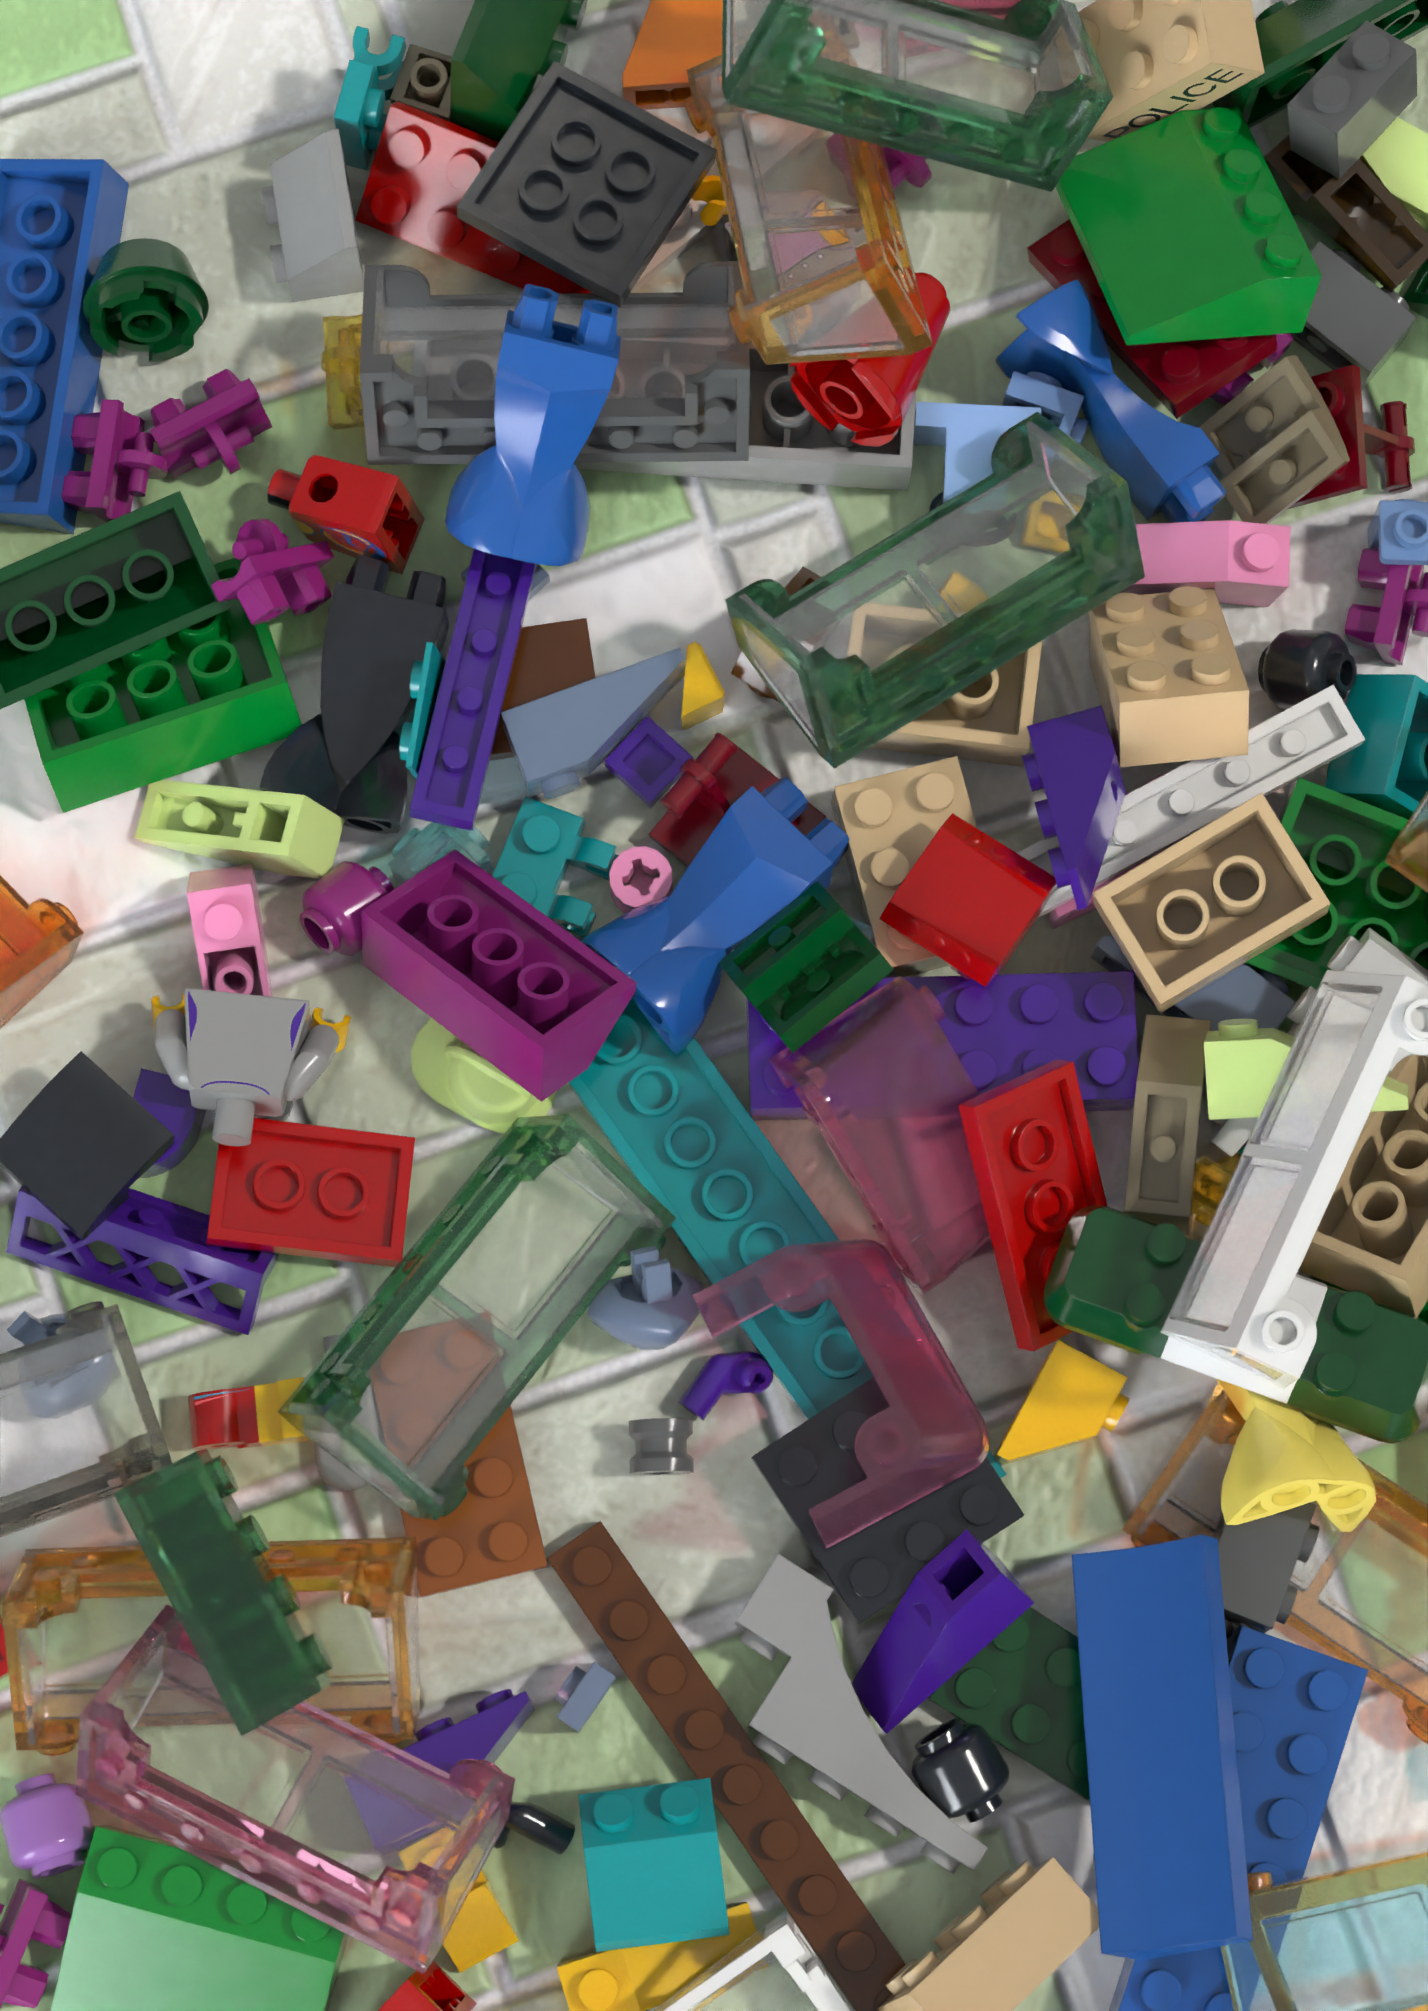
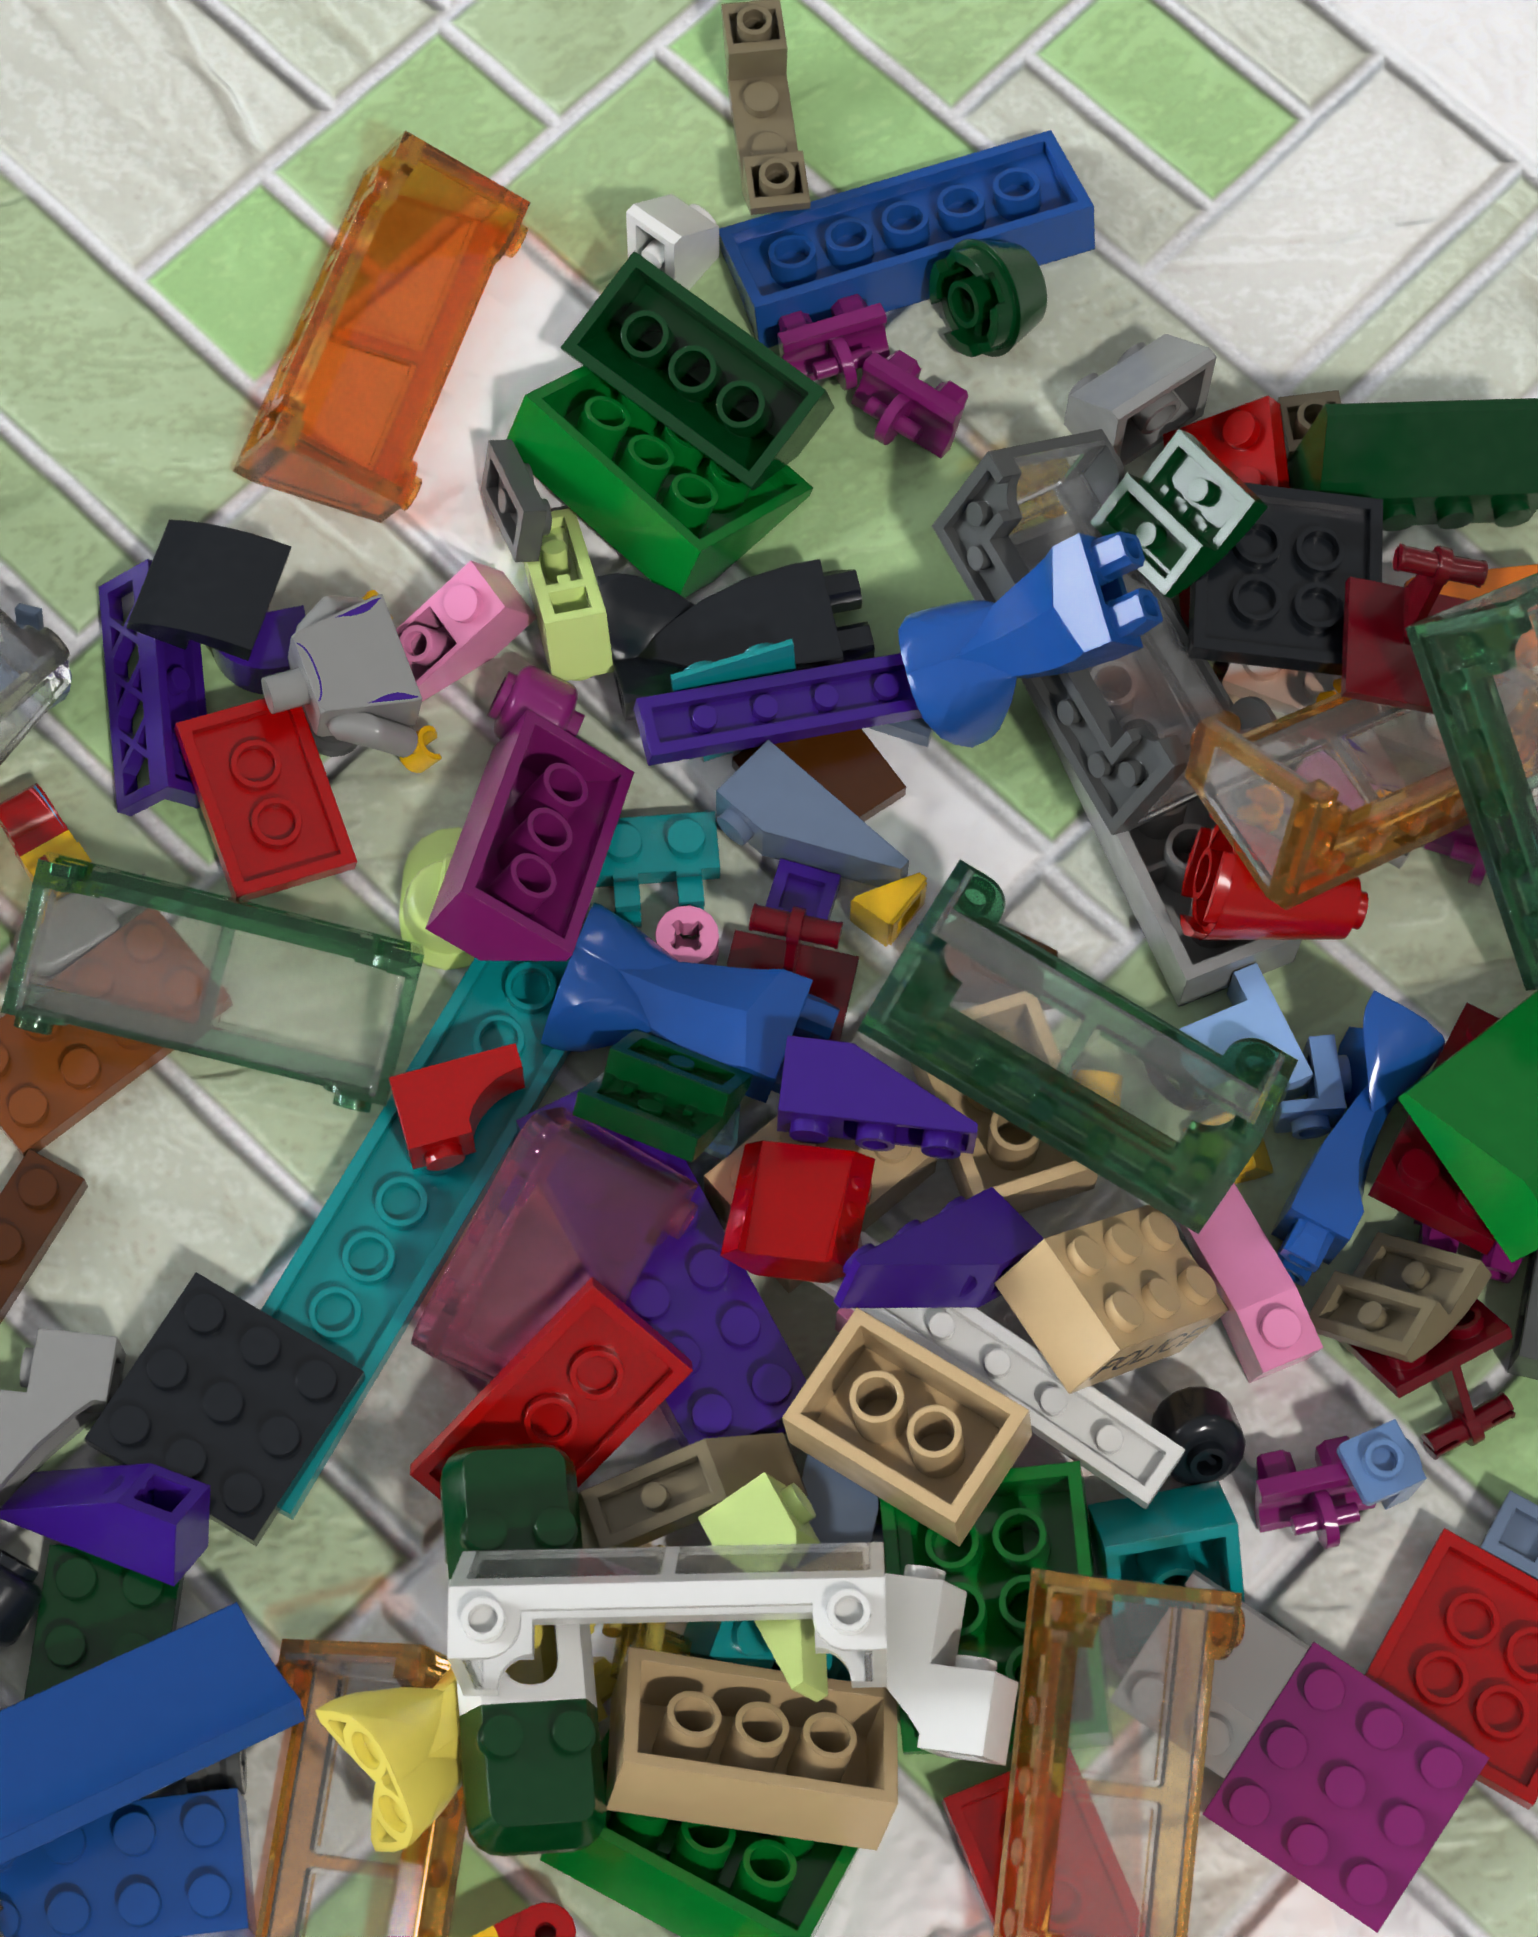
camera: 65 degrees right, 10 degrees down
(131, 827) = (515, 501): none -> dark grey plate
(274, 574) = (806, 498): magenta hips -> none
(351, 509) = (892, 527): red torso -> none
(363, 97) = (1271, 370): teal plate -> none
(422, 848) = (626, 747): clear light blue bracket -> none
(486, 240) = (1182, 511): none -> slope
(648, 1306) = (297, 1123): sand blue piece -> none
(661, 1446) = (175, 1198): dark grey wheel -> none
(689, 114) = (1376, 647): none -> dark red plate
(706, 1168) = (447, 1101): none -> red arch
(726, 1375) = (268, 1225): dark purple arm -> none
(884, 803) = (854, 1096): none -> dark purple slope
(932, 1422) = (301, 1386): clear pink windscreen -> none
(1064, 1405) = (378, 1536): yellow slope -> none
(1259, 1563) = (304, 1778): dark grey brick -> none

